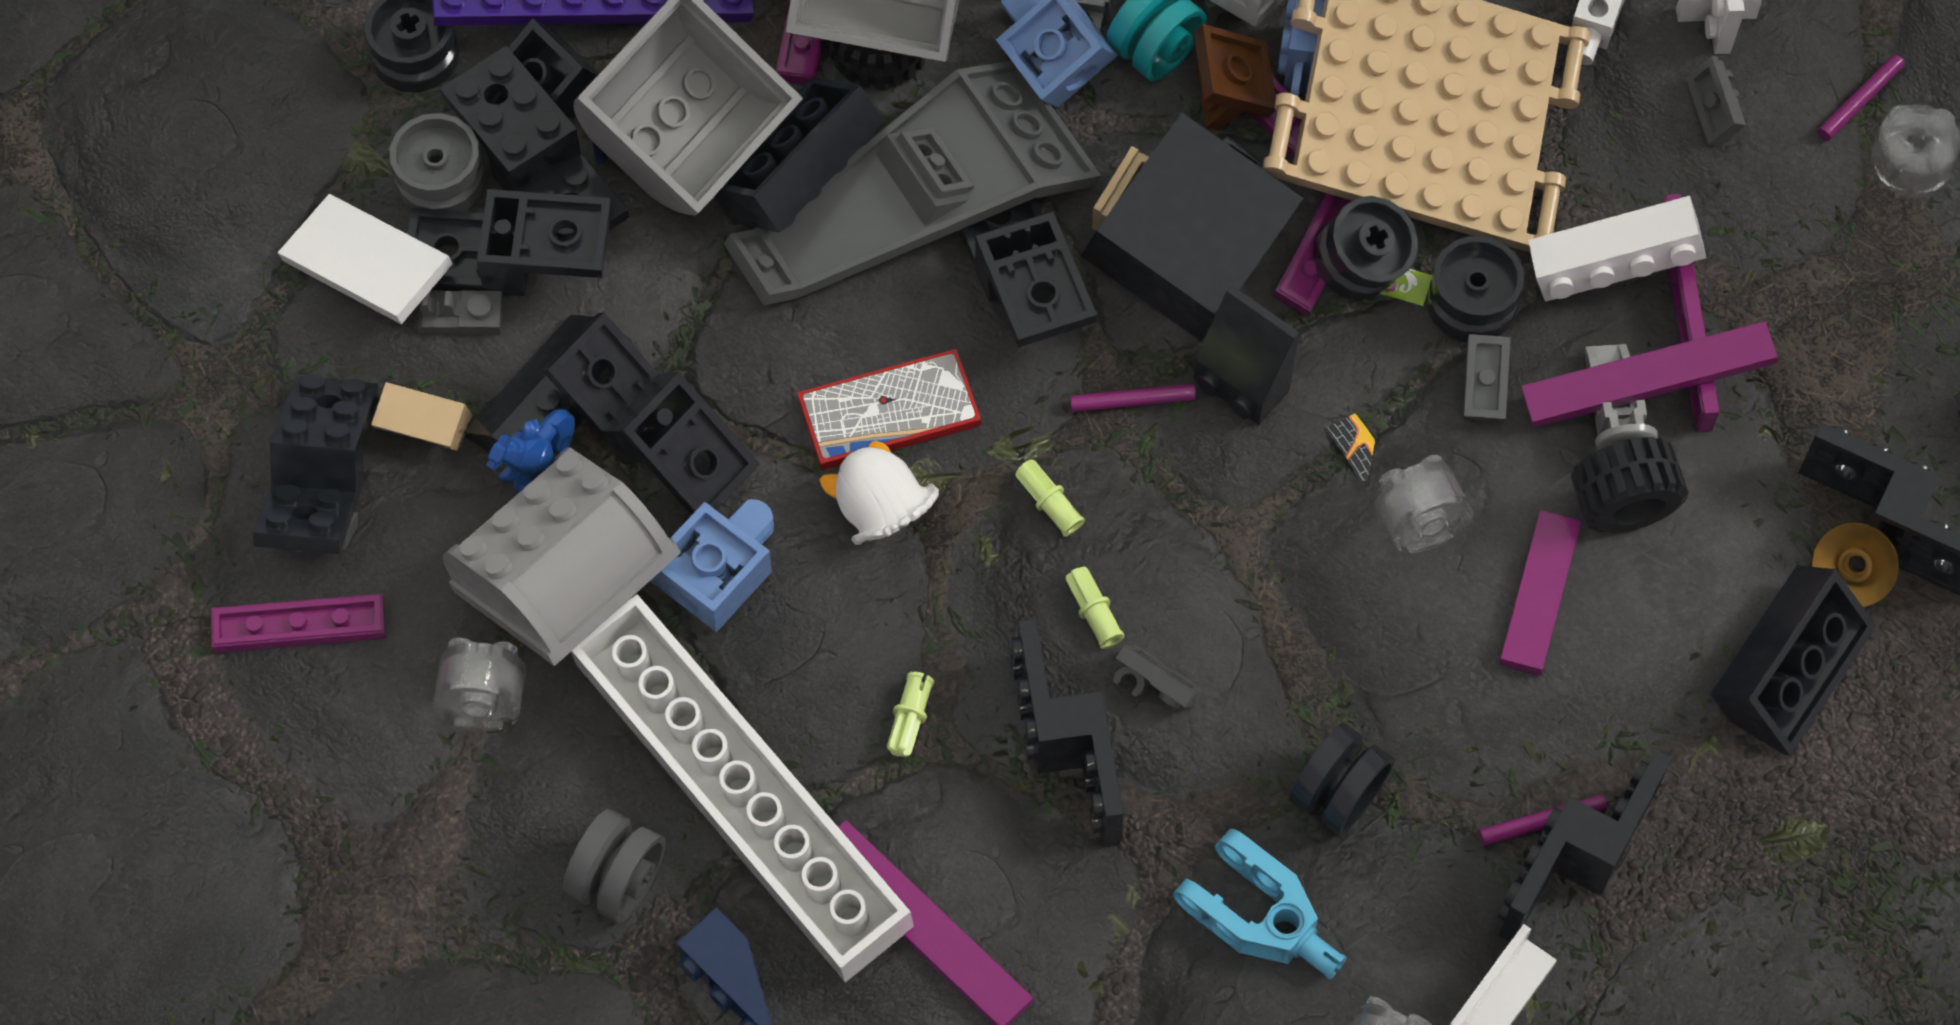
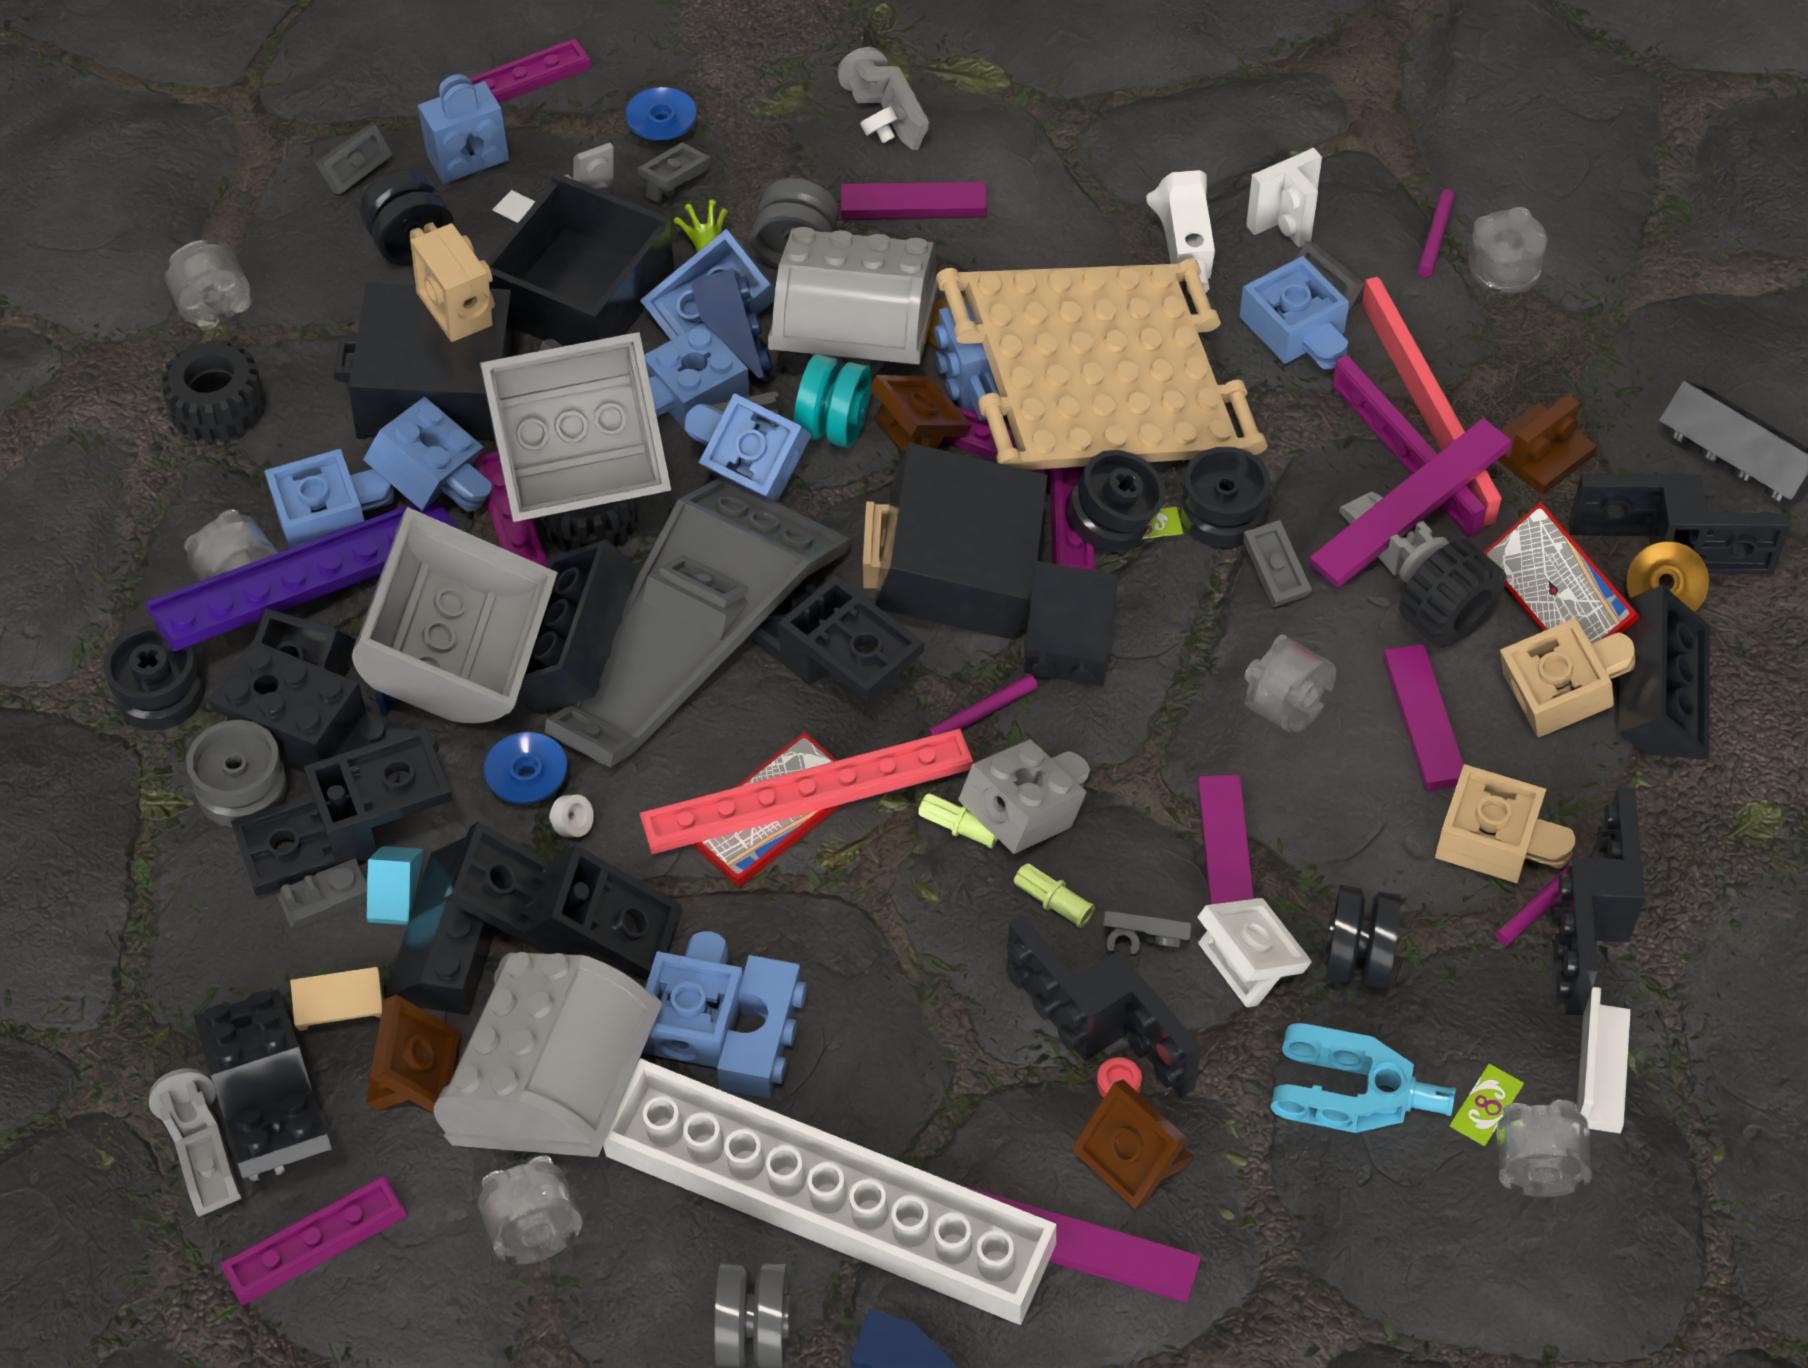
camera: 25 degrees left, 10 degrees down
(247, 483) = (184, 1105): none -> light grey piece
(365, 258) = (209, 882): white tile -> none
(453, 496) = (411, 1056): none -> reddish brown bracket
(523, 328) = (393, 884): none -> medium azure slope
(531, 450) = (471, 976): blue animal -> none
(686, 257) = (522, 755): none -> blue dish
(707, 336) = (571, 815): none -> white tile
(746, 638) = (755, 1059): none -> medium blue arch
(877, 492) = (808, 880): white hair -> none
(909, 714) = (943, 1059): yellowish green axle -> none
(926, 407) = (805, 791): none -> coral tile
(1026, 871) = (1131, 1144): none -> reddish brown bracket
(1055, 805) = (1116, 1070): none -> coral tile
(1133, 509) = (1025, 793): none -> light grey brick
(1239, 739) = (1250, 947): none -> white bracket
(1276, 636) = (1224, 839): none -> magenta tile
(1355, 443) = (1194, 665): sticker -> none
(1378, 979) = (1485, 1104): none -> lime sticker
(1553, 727) = (1511, 812): none -> tan brick
(1617, 249) = (1325, 414): white brick -> none
(1660, 128) = (1311, 318): none -> medium blue brick
(1695, 598) = (1559, 658): none -> tan brick
(1741, 262) = (1422, 385): none -> coral tile
(1745, 522) = (1558, 578): none -> tile
(1826, 370) = (1547, 444): none -> reddish brown bracket

